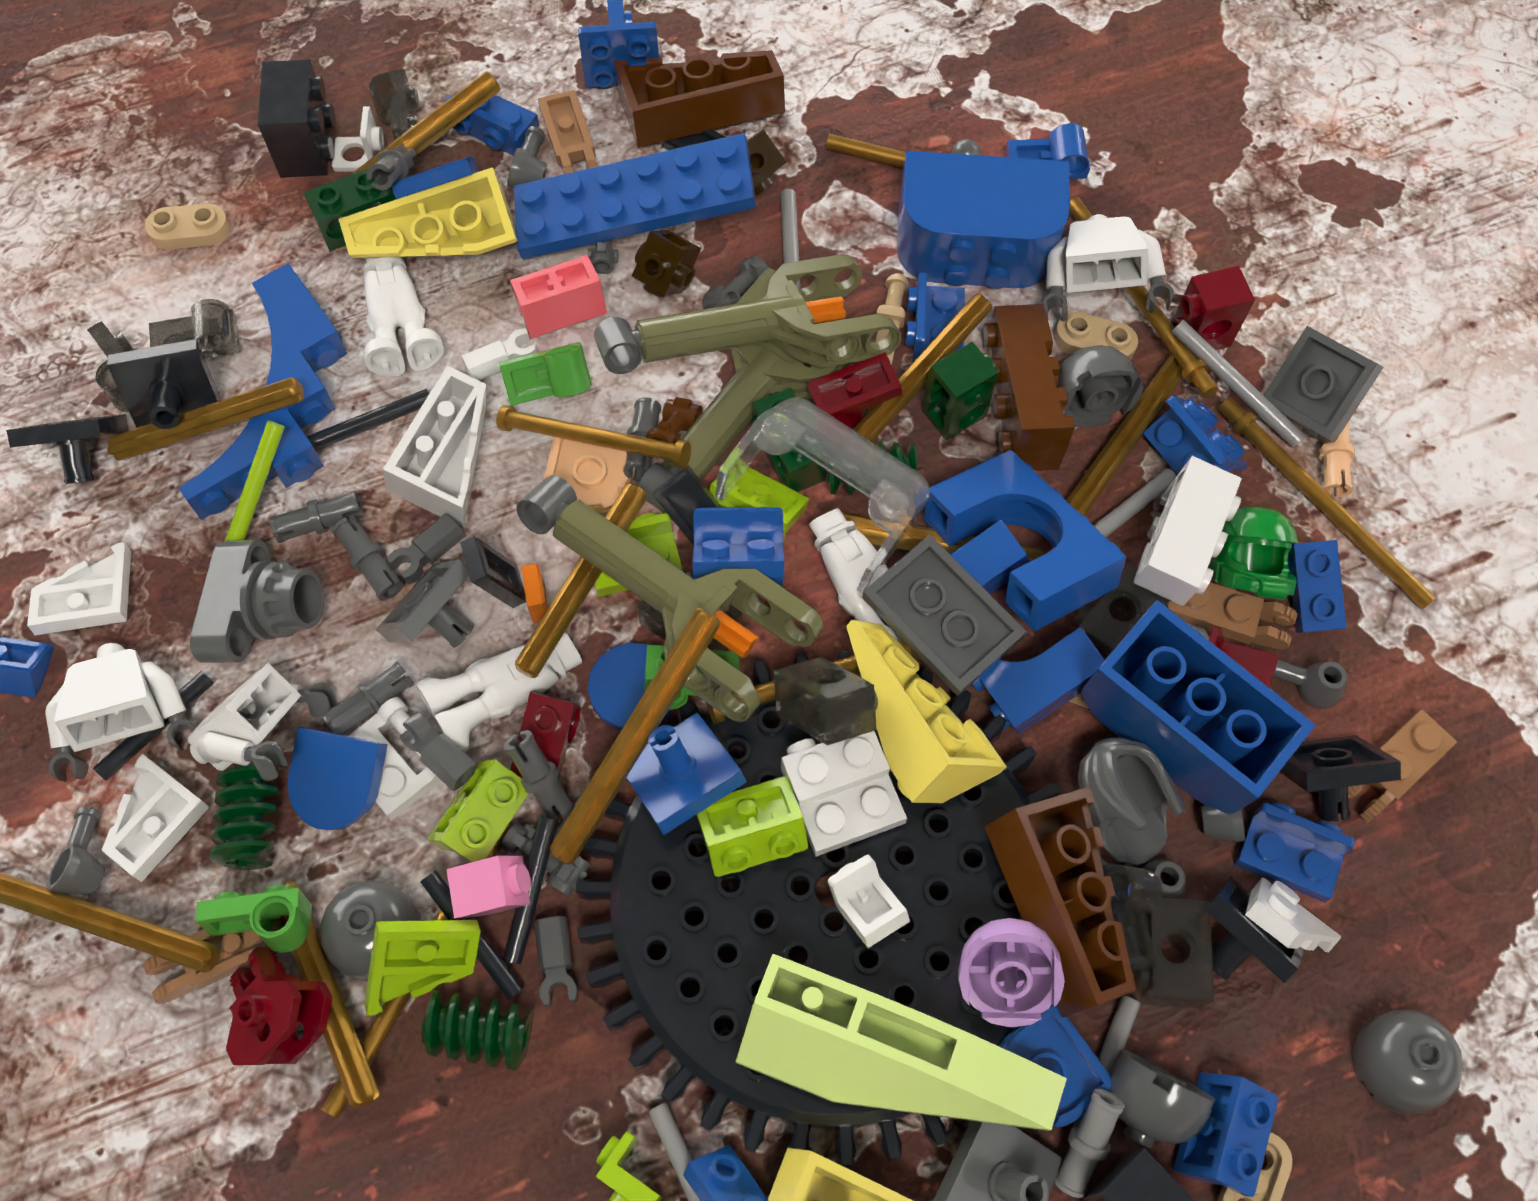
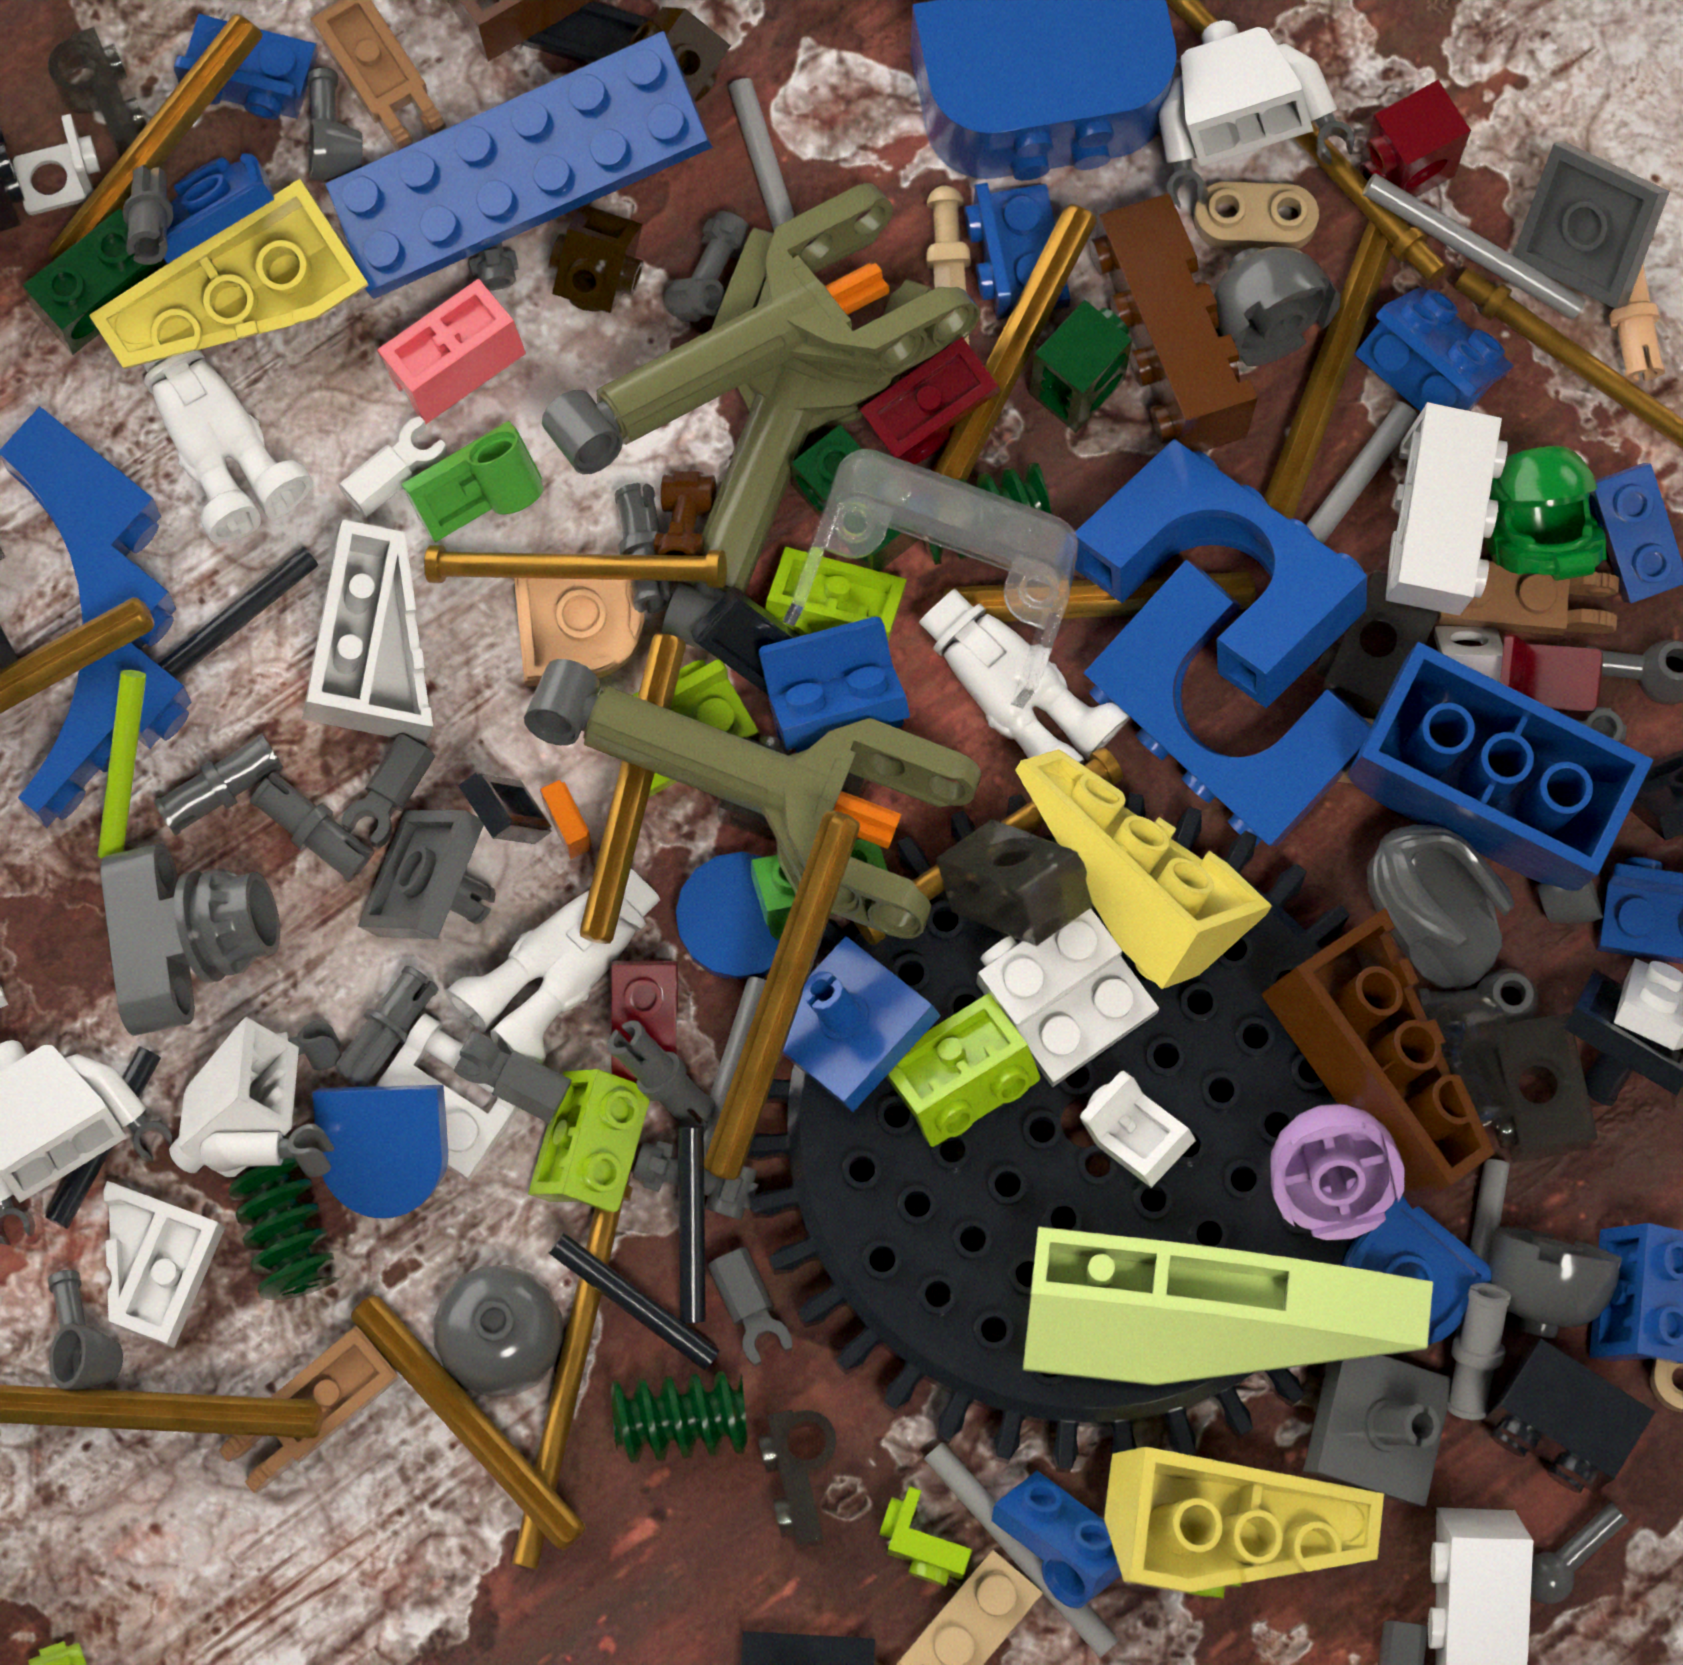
camera: 15 degrees left, 10 degrees up
(257, 912) = (327, 1354): bright green plate -> none
(270, 1009) = (420, 1462): dark red hinge -> none
(418, 958) = (582, 1348): lime wing -> none
(489, 886) = (643, 1235): bright pink brick -> none
(541, 1125) = (797, 1509): none -> clear smoke plate
(943, 615) = (1140, 716): dark grey plate -> none

